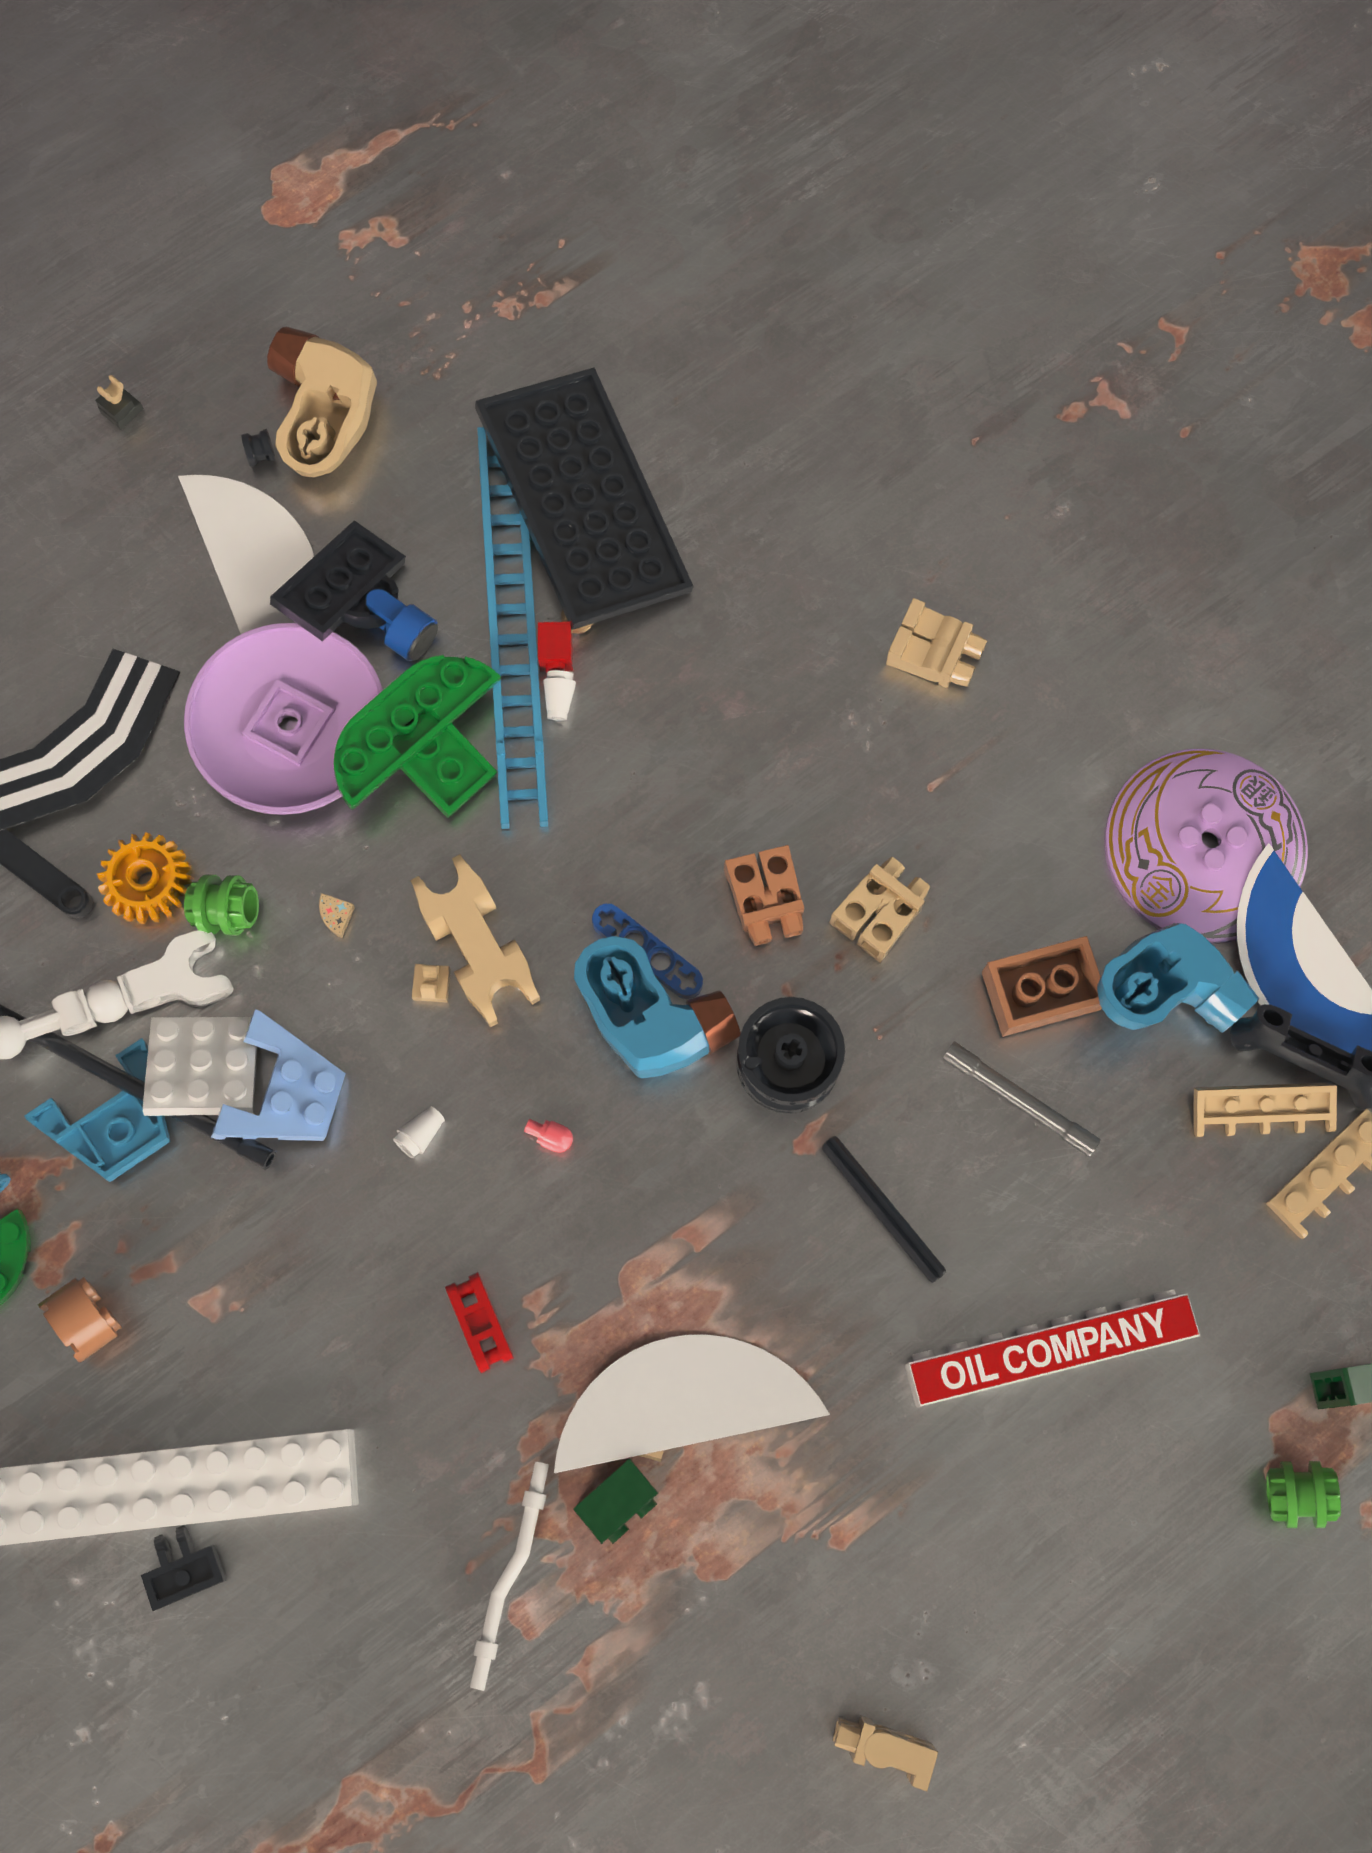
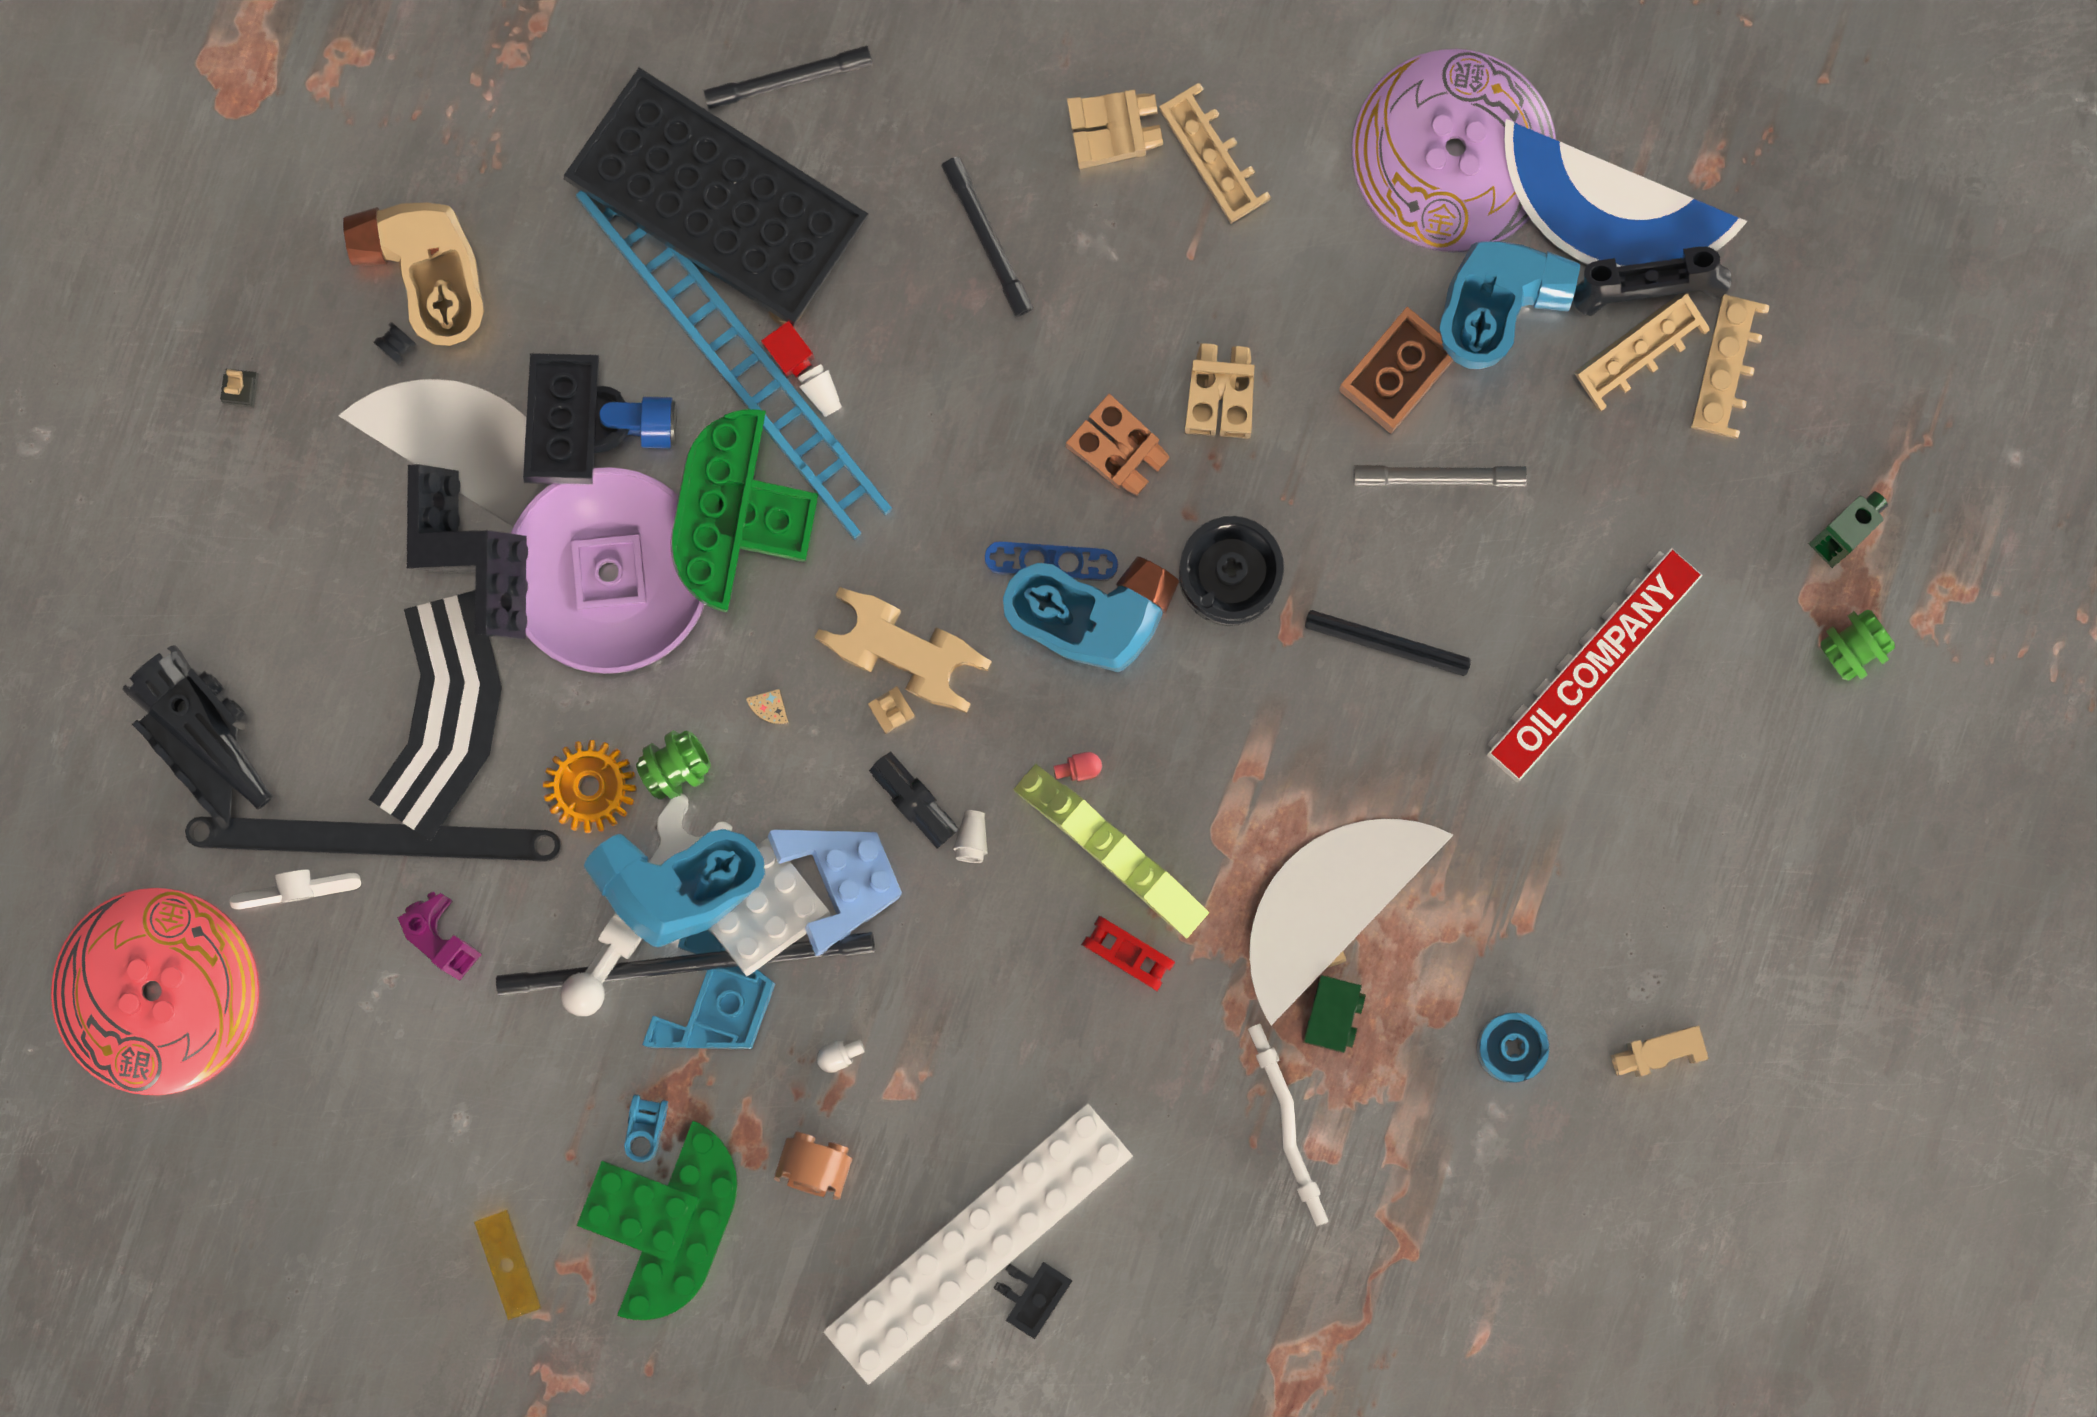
camera: 30 degrees left, 10 degrees up
(140, 1006) = (682, 893): none -> dark azure piece
(176, 1238) = (838, 1055): none -> white cylinder
(189, 633) = (494, 556): none -> black bracket
(394, 1067) = (913, 799): none -> black piece
(525, 1226) = (1112, 850): none -> yellowish green arch
(754, 466) = (842, 62): none -> black piece
(768, 715) = (1010, 284): none -> black piece
(775, 1656) = (1533, 1047): none -> dark azure brick
(1001, 719) = (1211, 155): none -> tan hinge

